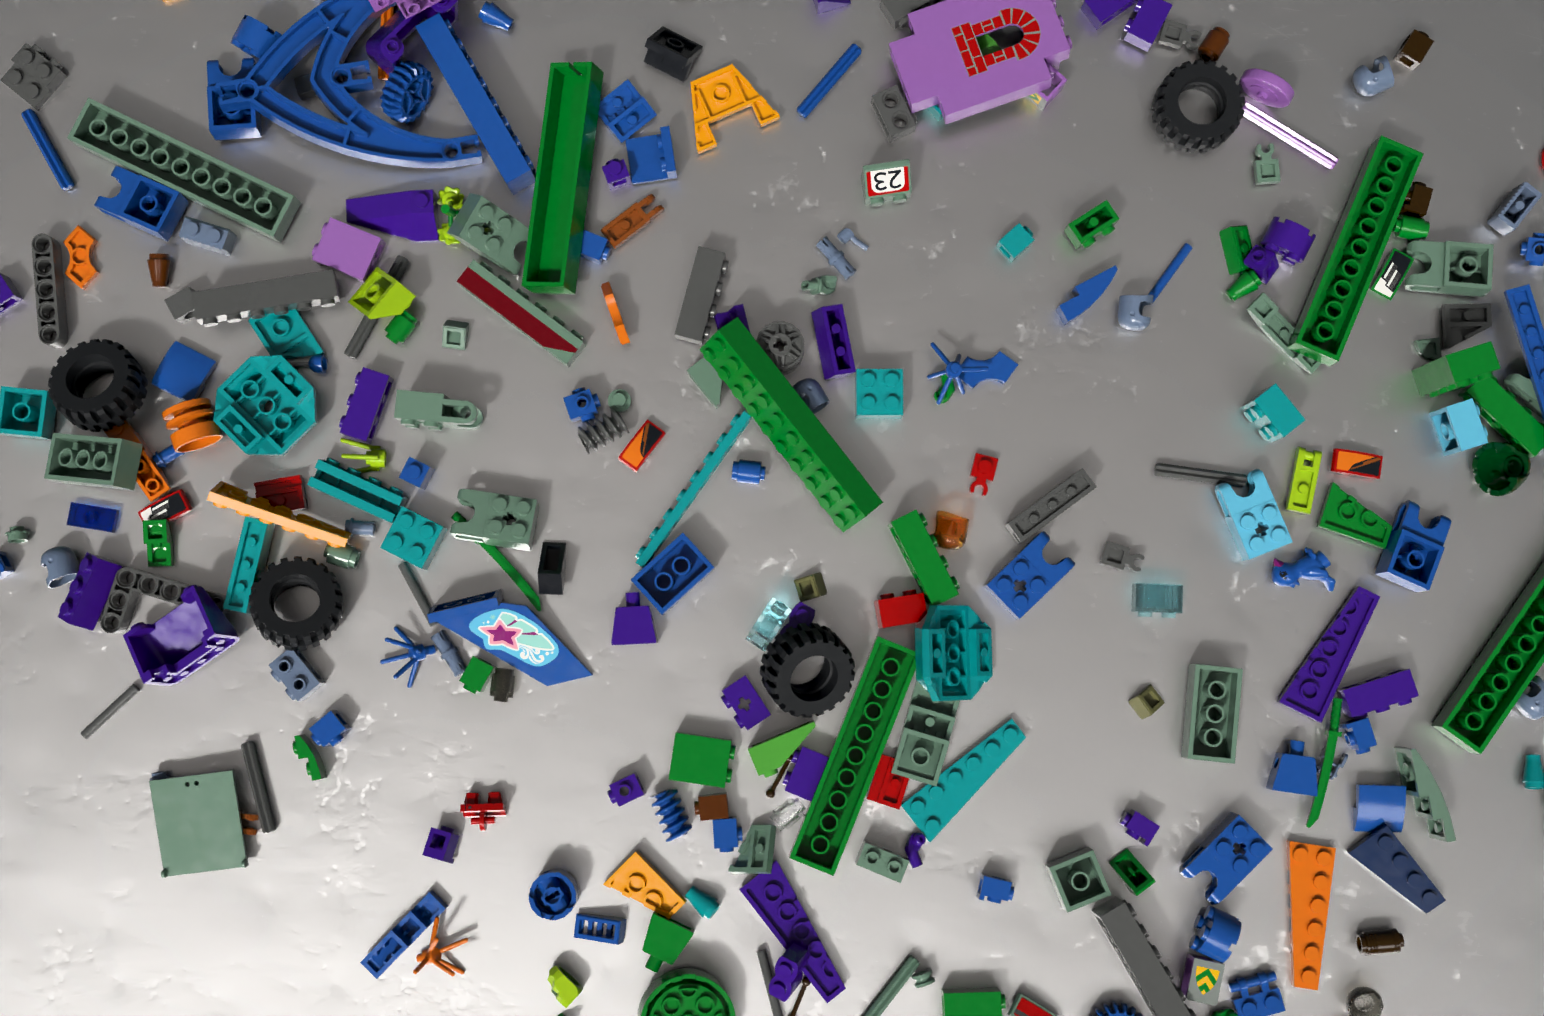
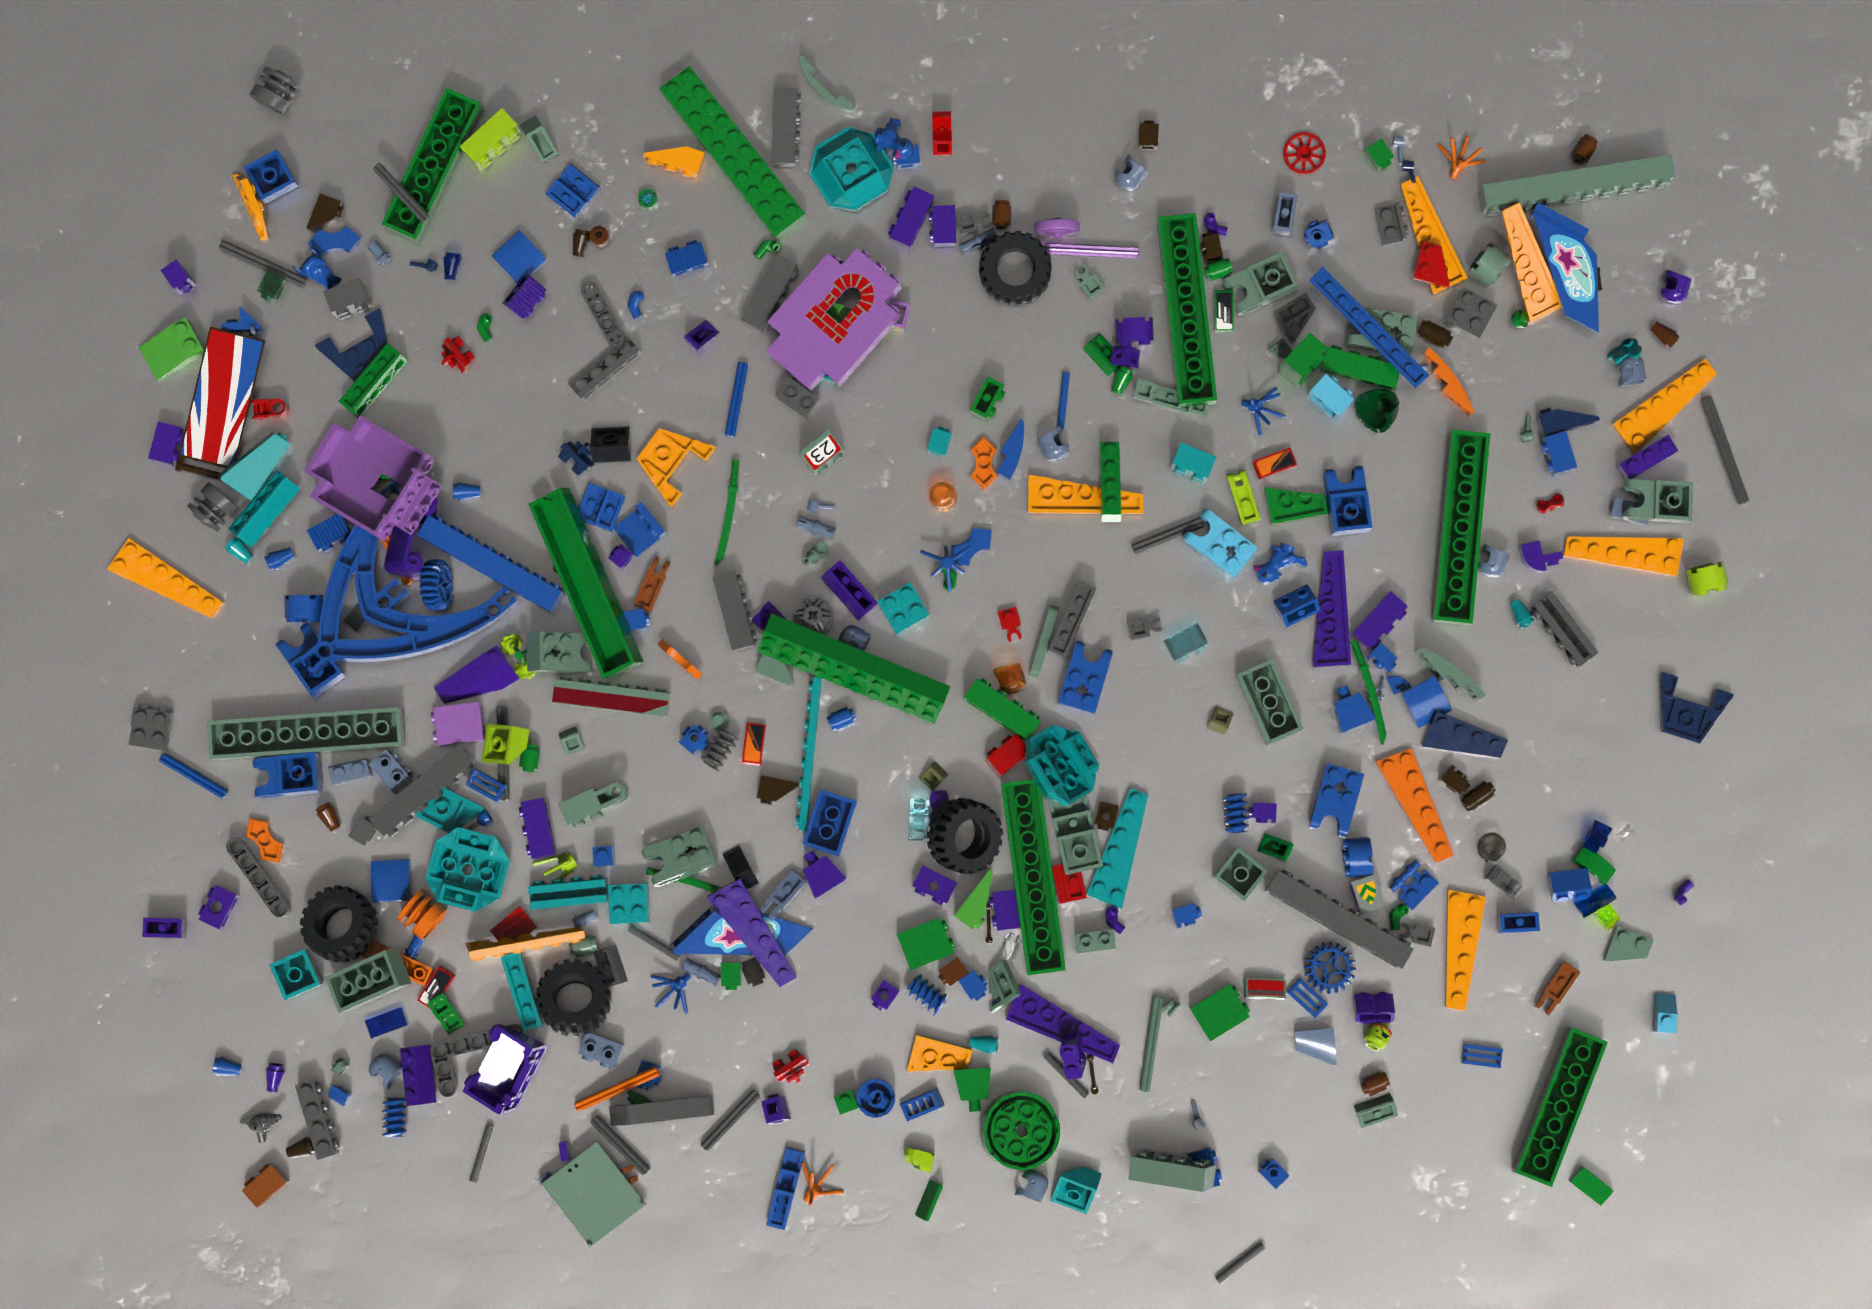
camera: 25 degrees left, 0 degrees up
(40, 622) = (394, 1117): none -> blue piece
(195, 759) = (564, 1151): none -> dark purple tile
(250, 258) = (391, 771): none -> sand blue brick
(285, 765) = (661, 1111): none -> dark grey beam
(287, 726) = (617, 1088): none -> orange axle
(348, 343) = (499, 791): none -> blue tile
(359, 592) = (611, 965): none -> dark grey slope
(388, 827) = (730, 1120): none -> dark grey axle
(520, 879) = (846, 1101): none -> green brick
(524, 622) = (746, 921): none -> dark purple wing
(582, 621) = (784, 893): none -> sand blue hinge
(634, 43) = (579, 454): none -> dark blue hips
(635, 505) = (774, 789): none -> dark brown slope
(772, 170) = (729, 511): none -> green sword
(973, 725) = (1108, 808): none -> dark brown brick
(987, 298) = (942, 496): none -> clear orange helmet
(1007, 512) = (1044, 641): none -> sand green beam
(1044, 300) = (983, 453): none -> orange tile
(1109, 810) = (1236, 813): none -> blue piece
(1116, 375) = (1065, 497): none -> light orange wing
(1170, 392) = (1110, 482): none -> green arch
(1171, 58) = (977, 241): none -> sand blue pin
(1298, 627) = (1296, 605): none -> blue brick
(1357, 771) = (1398, 684): none -> blue tile
(1363, 910) = (1455, 781): none -> dark brown brick
(1371, 393) = (1256, 407): none -> blue plant
(1428, 177) = (1212, 225): none -> dark purple arm

